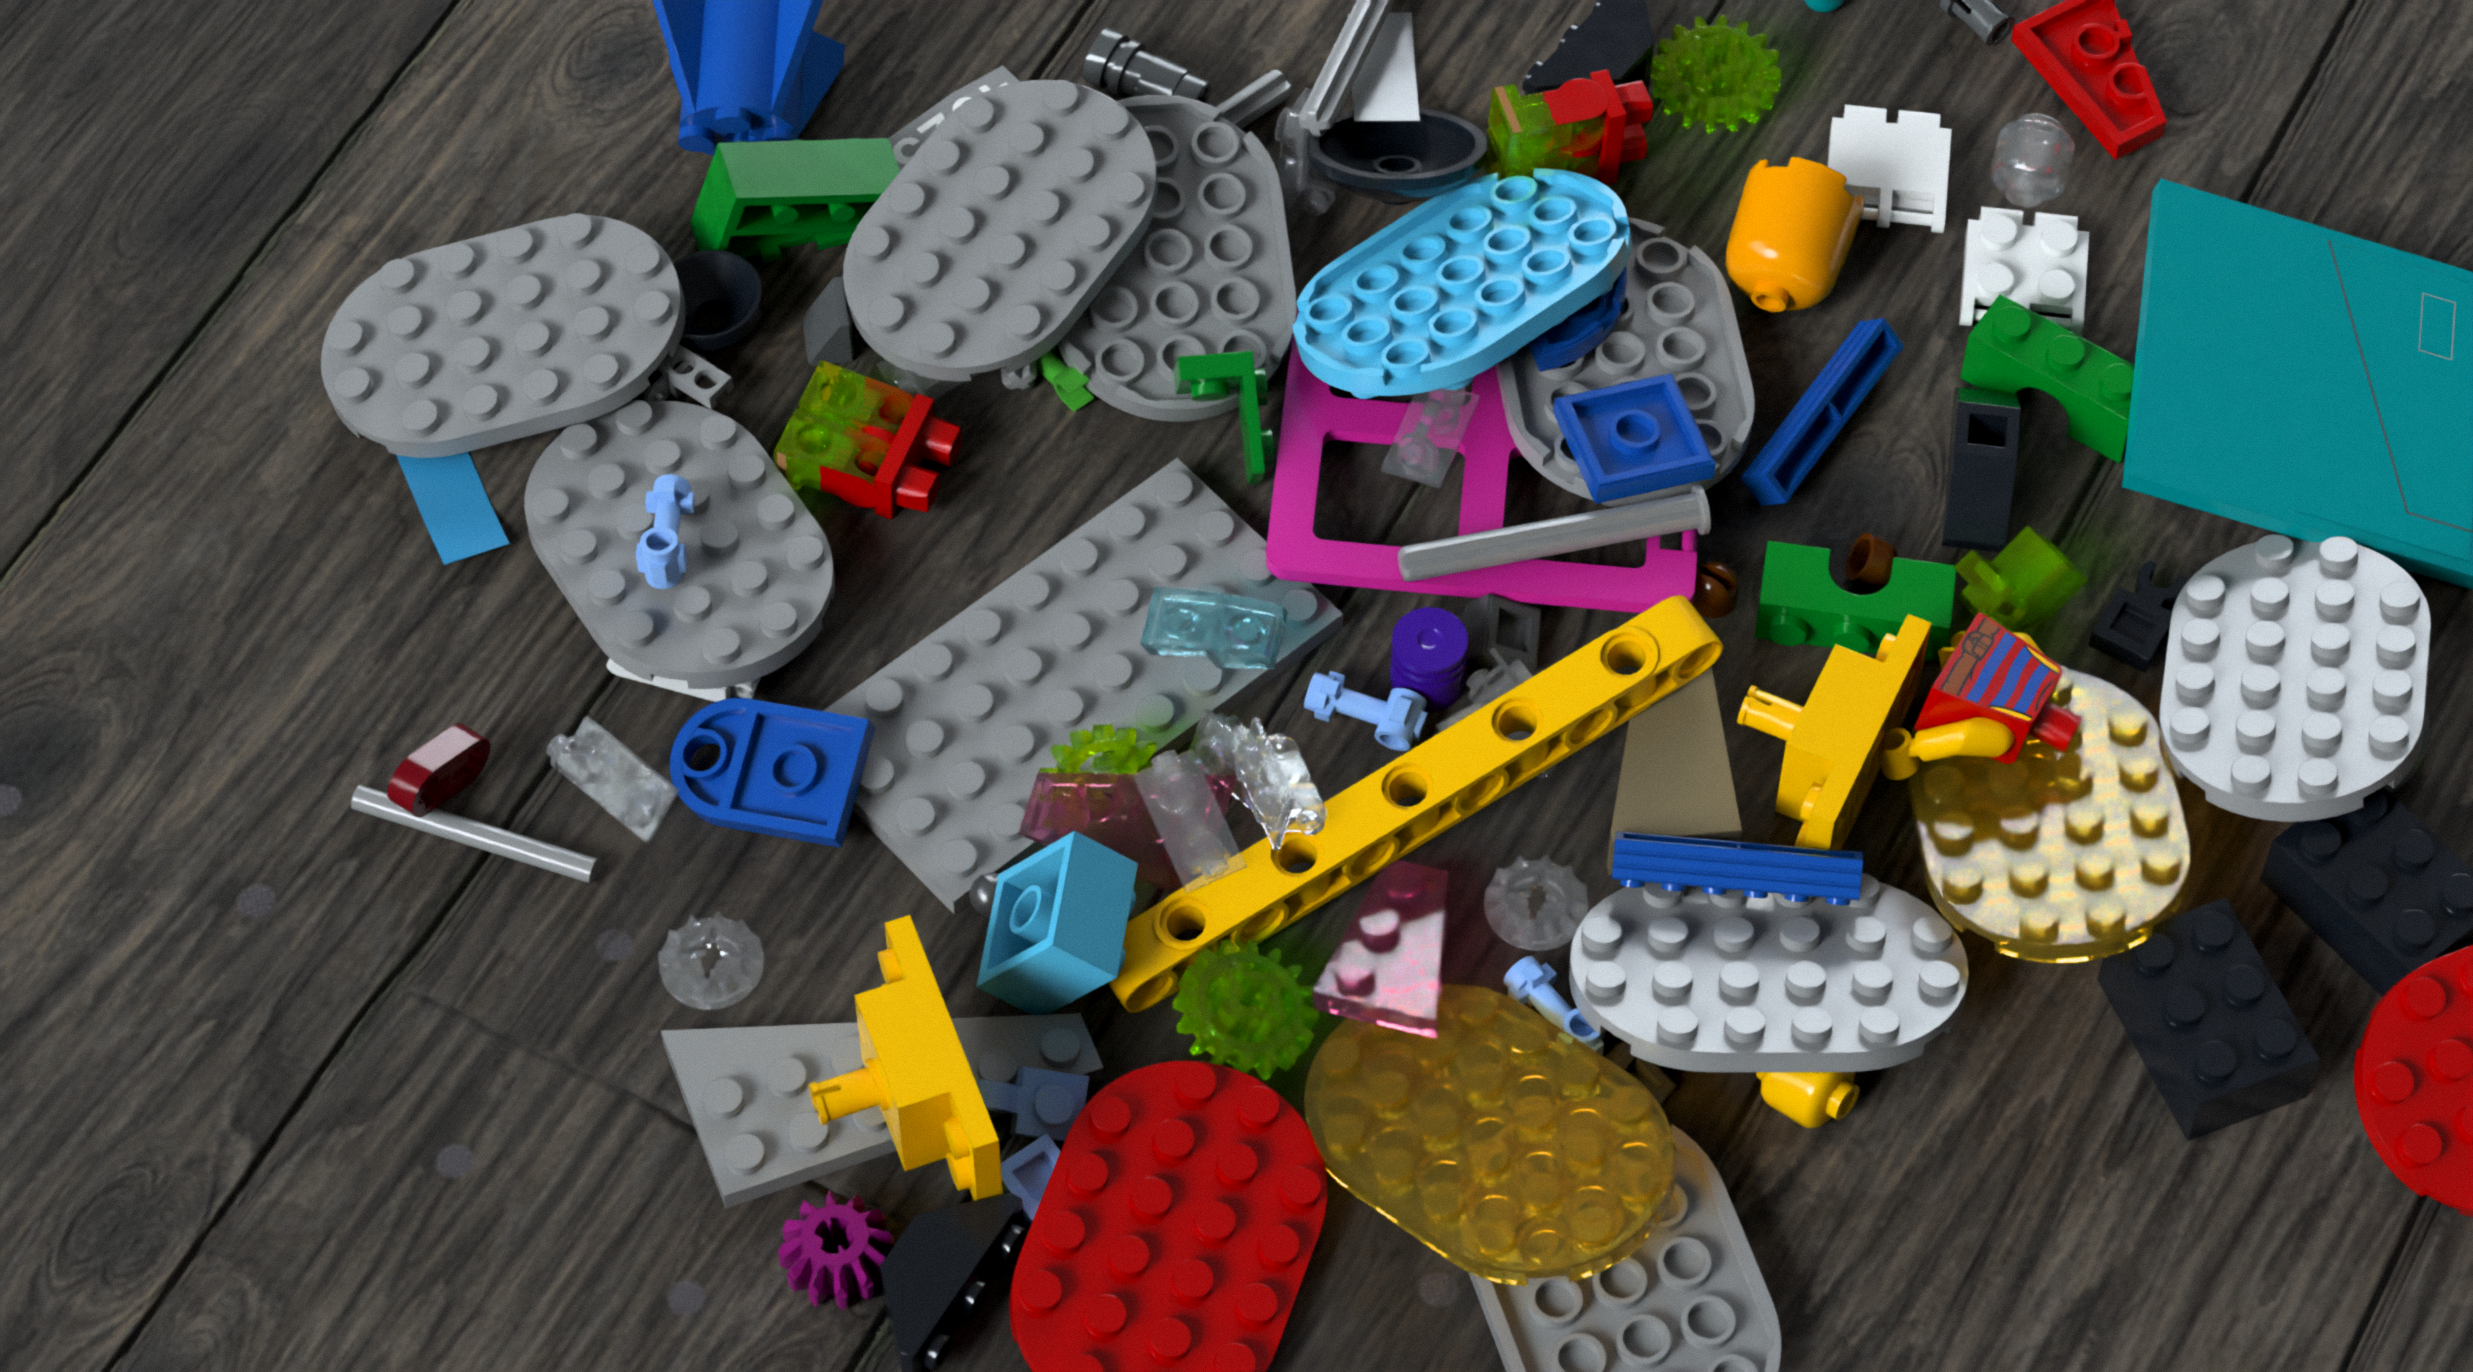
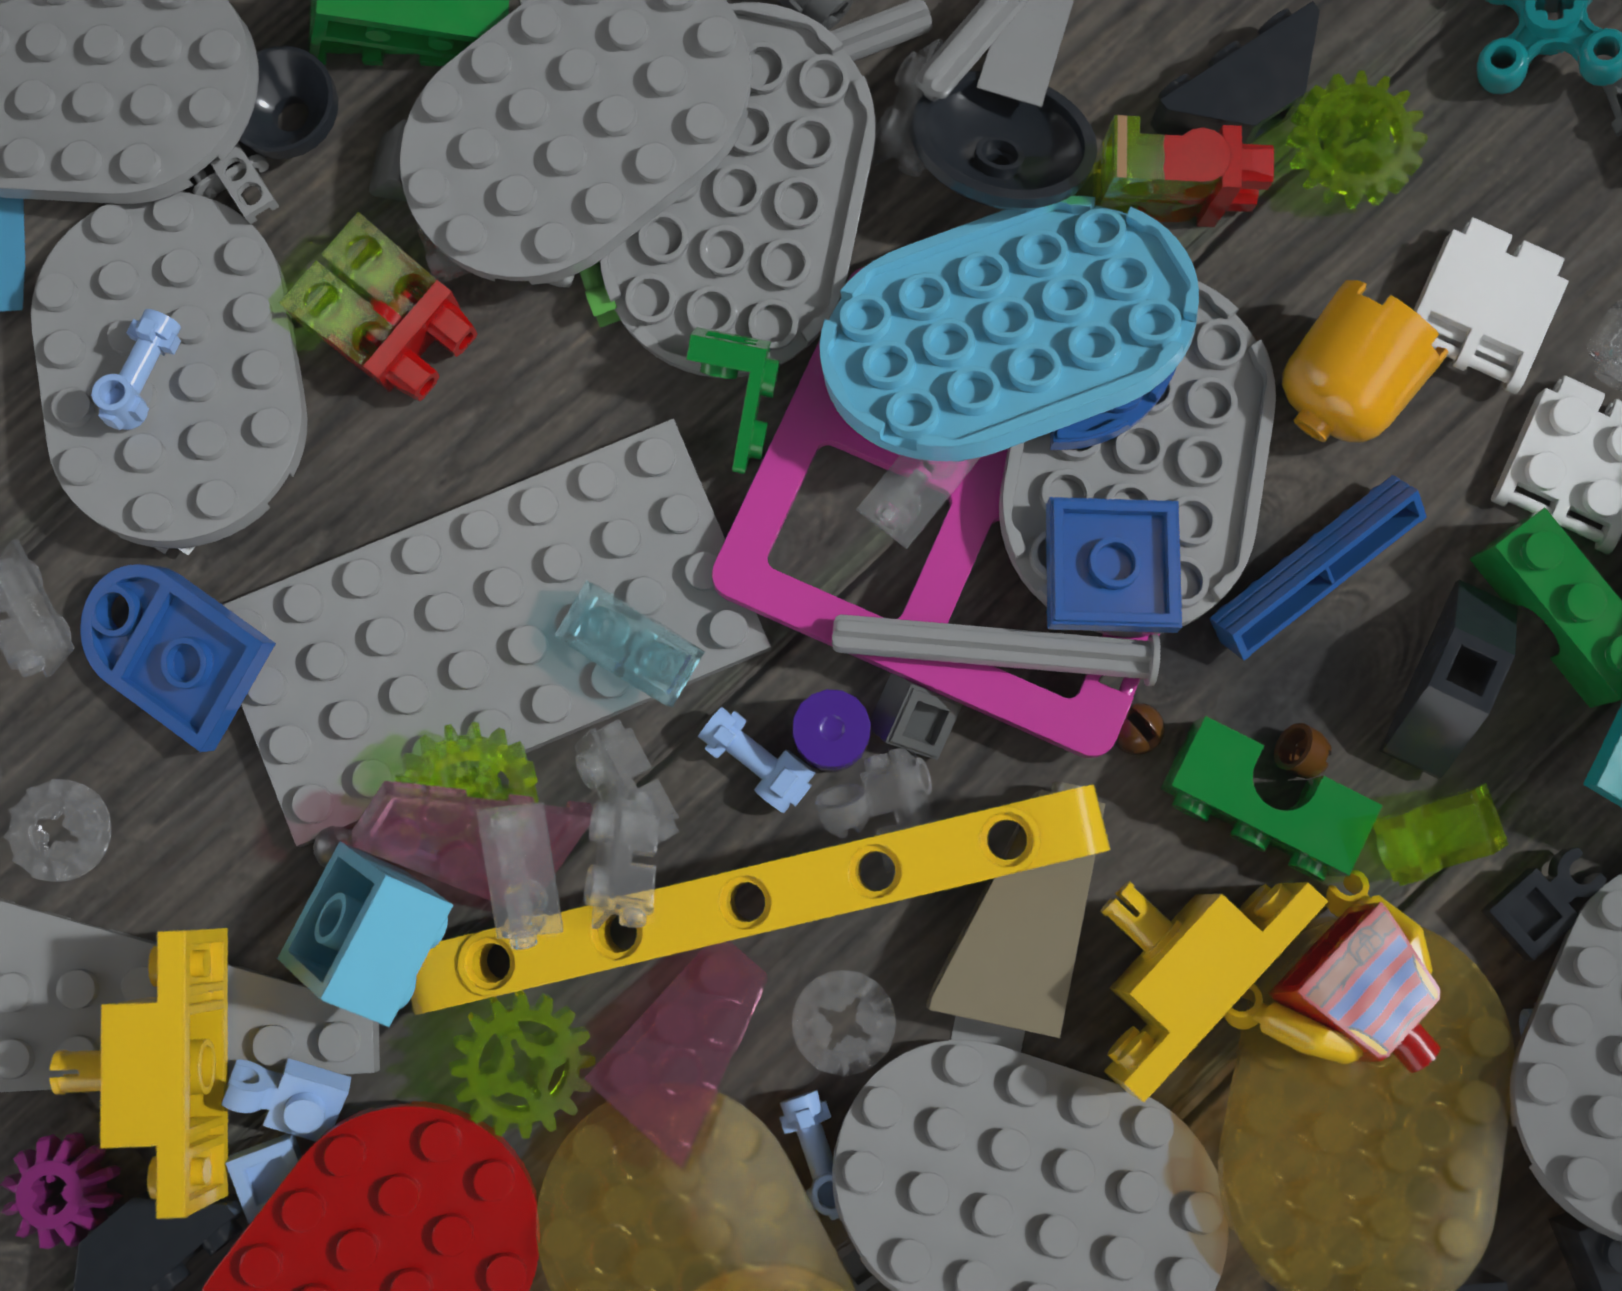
camera: 20 degrees right, 25 degrees up
(1737, 866) = (1040, 1085): blue piece -> none

